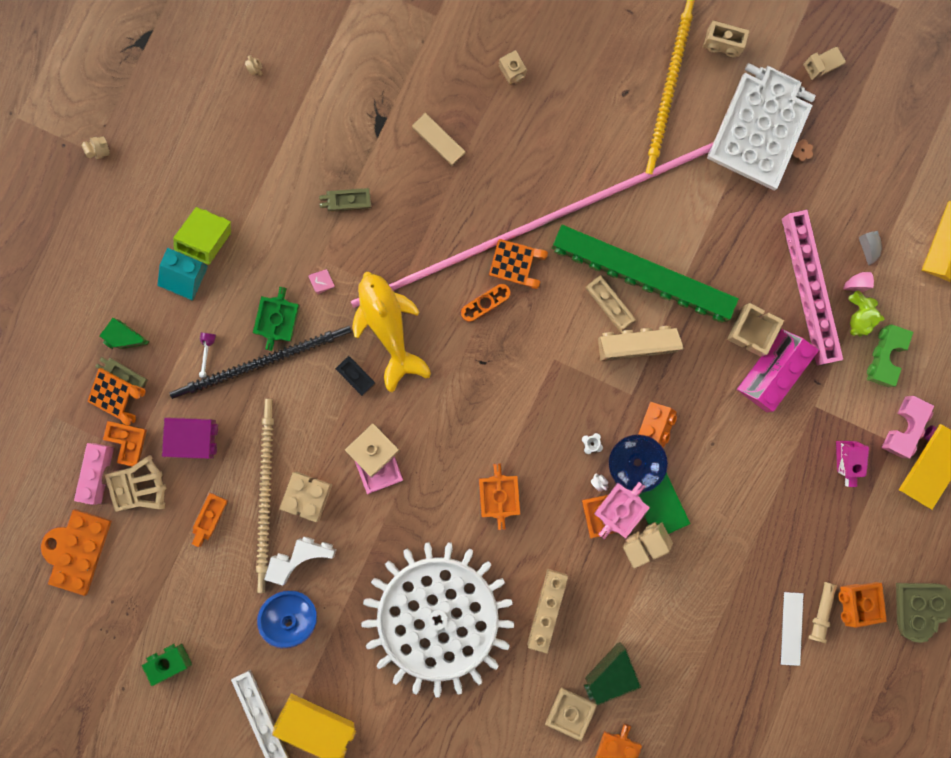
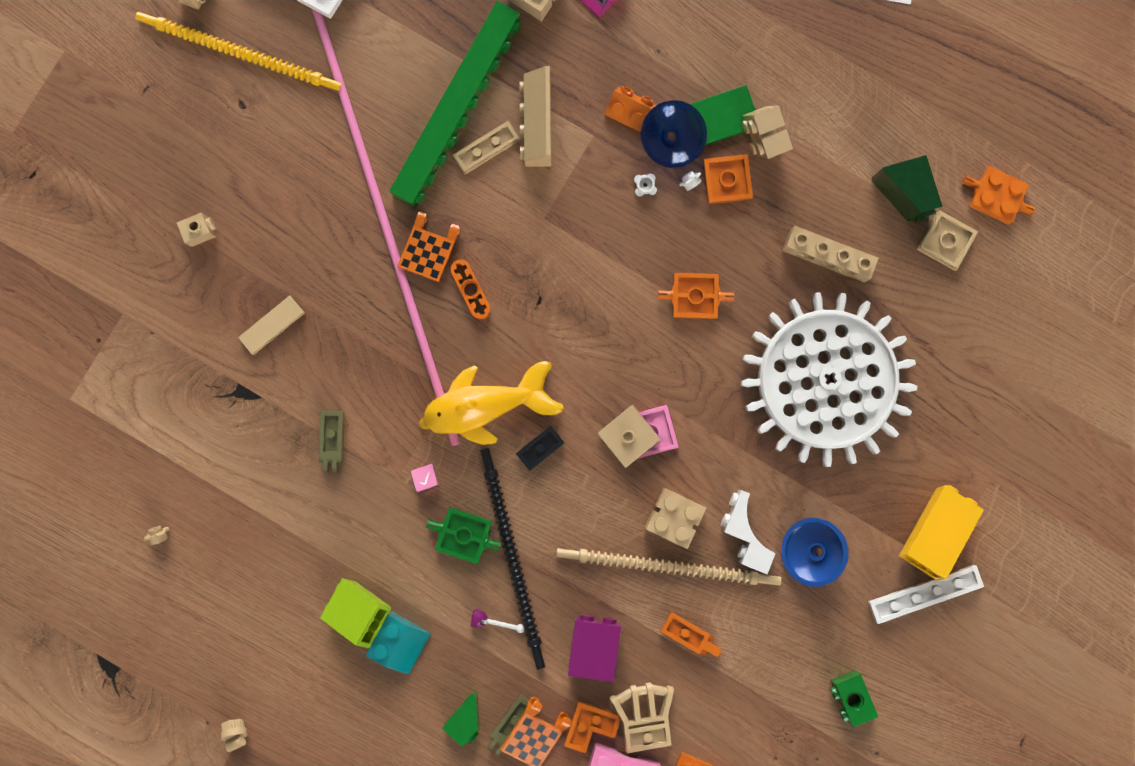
camera: 80 degrees left, 0 degrees up
(621, 510) = (725, 157): bright pink plate -> none

